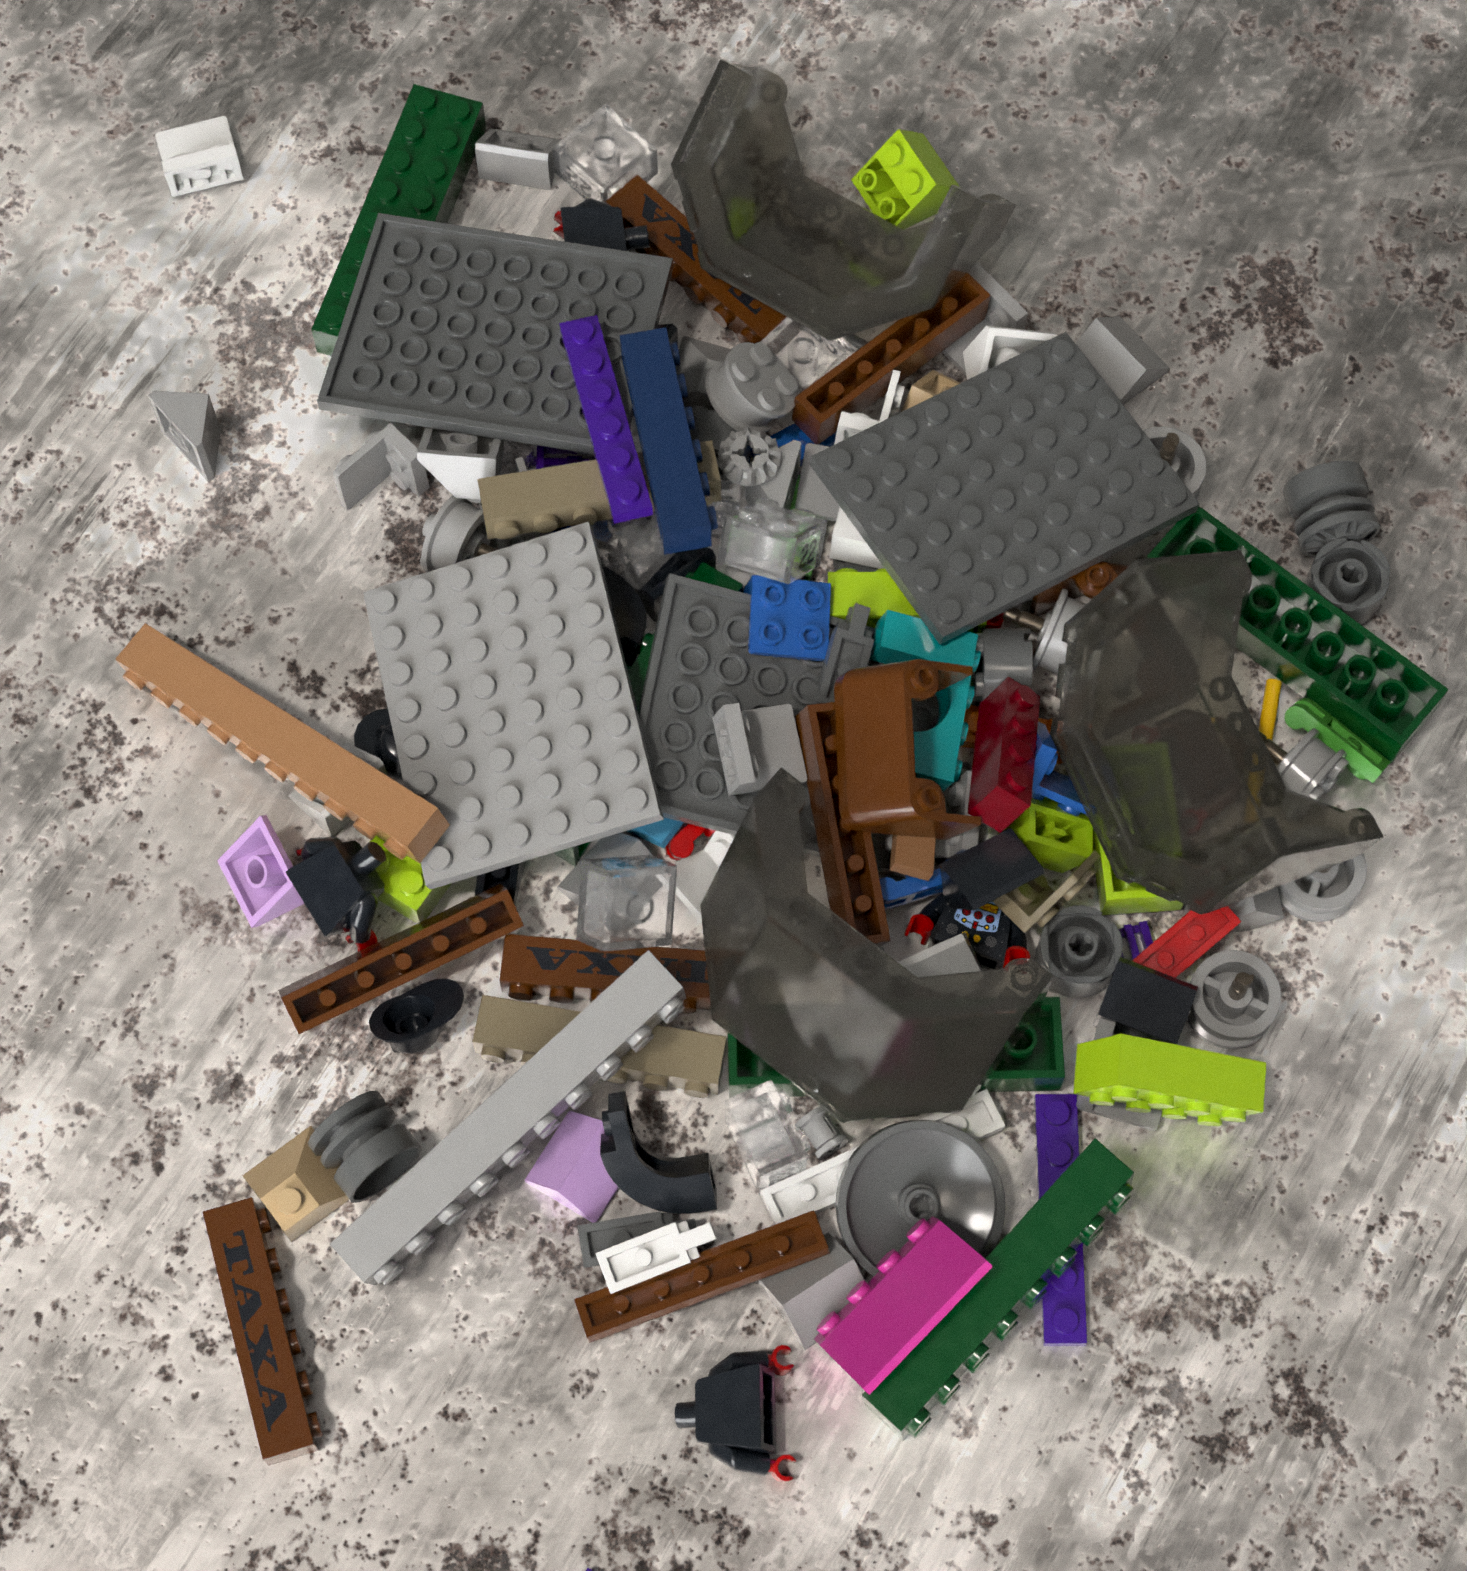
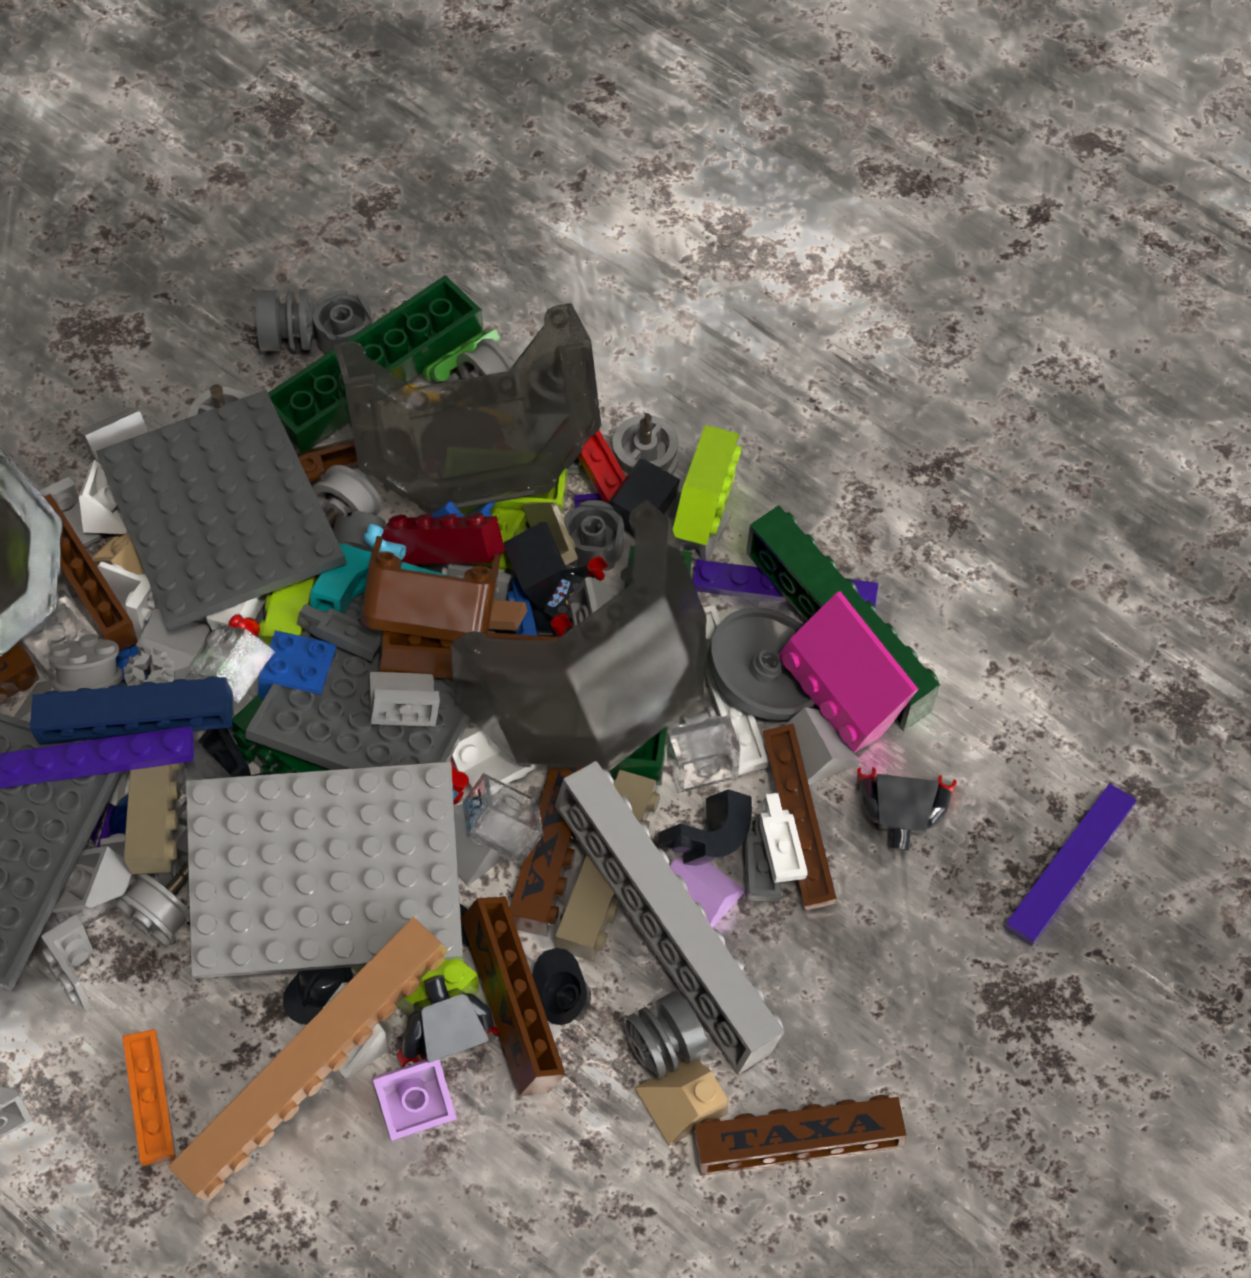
camera: 80 degrees left, 10 degrees down
(239, 590) = (149, 1097): none -> orange plate
(829, 549) = (245, 623): none -> red arm
(985, 687) = (370, 537): none -> medium azure arm

